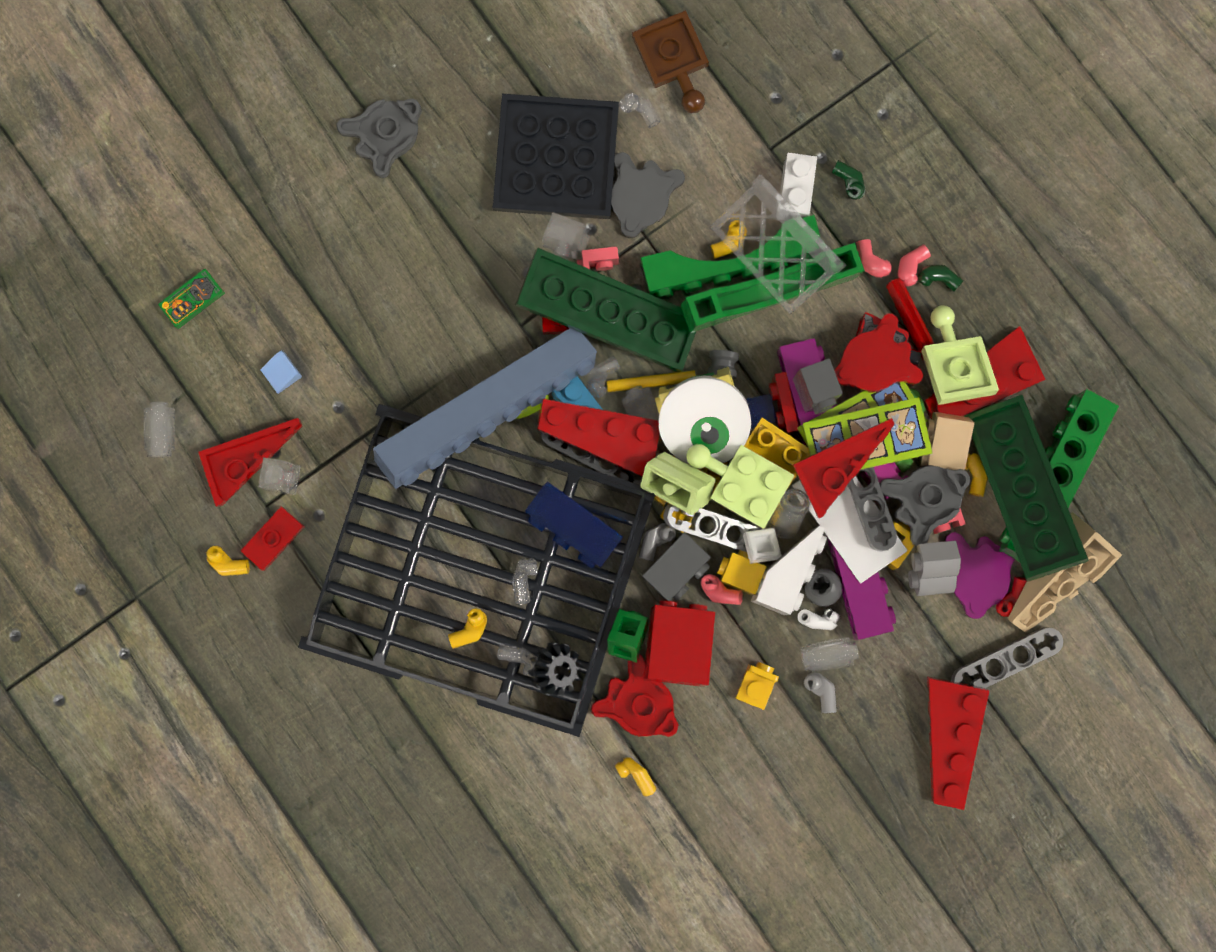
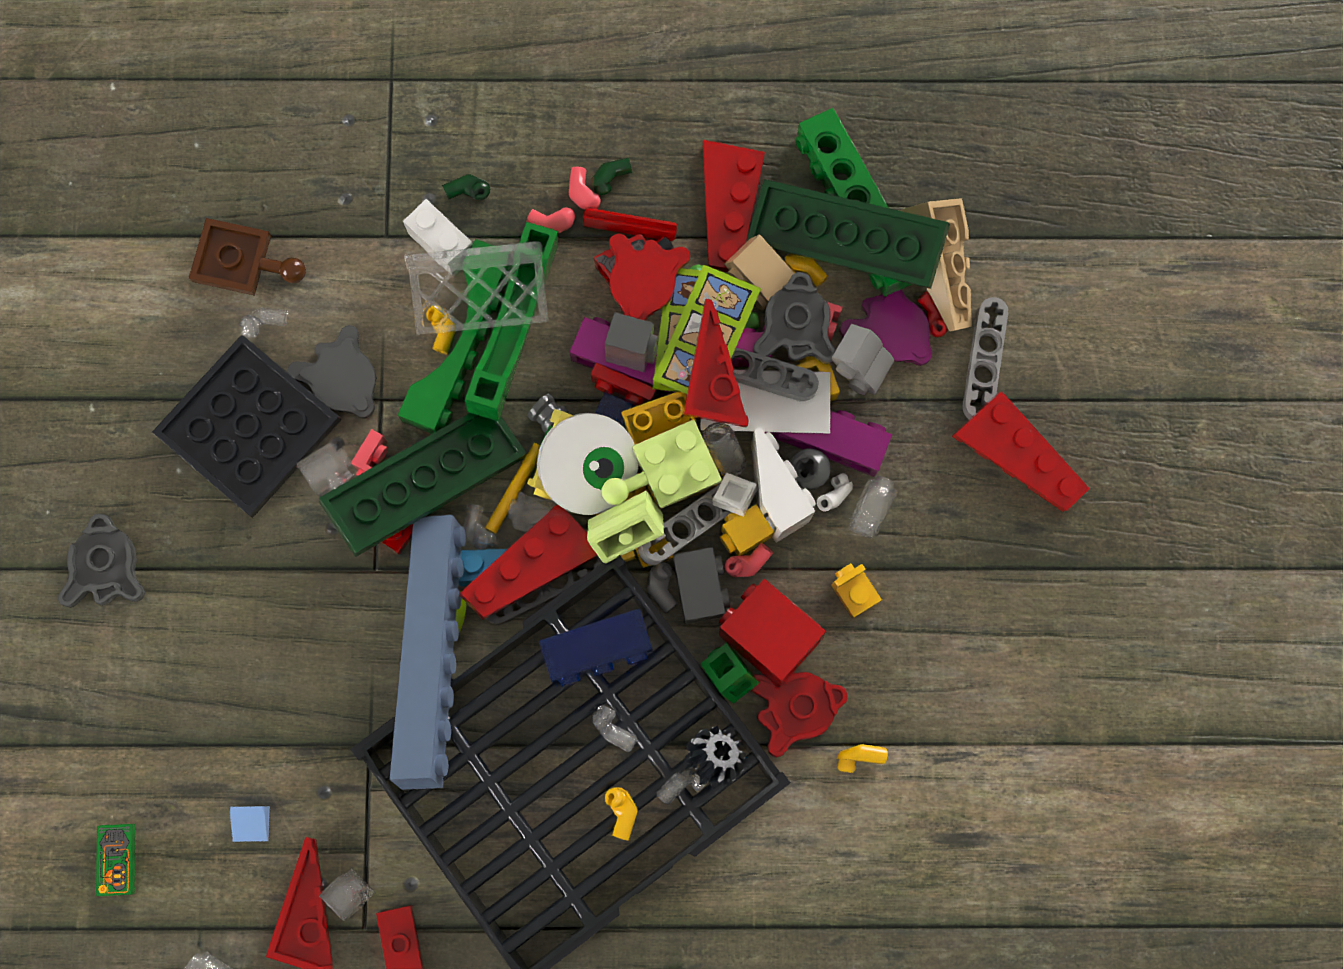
camera: 60 degrees left, 5 degrees down
(824, 689) = (900, 533): light grey arm -> none
(957, 367) = (700, 215): yellowish green plate -> none

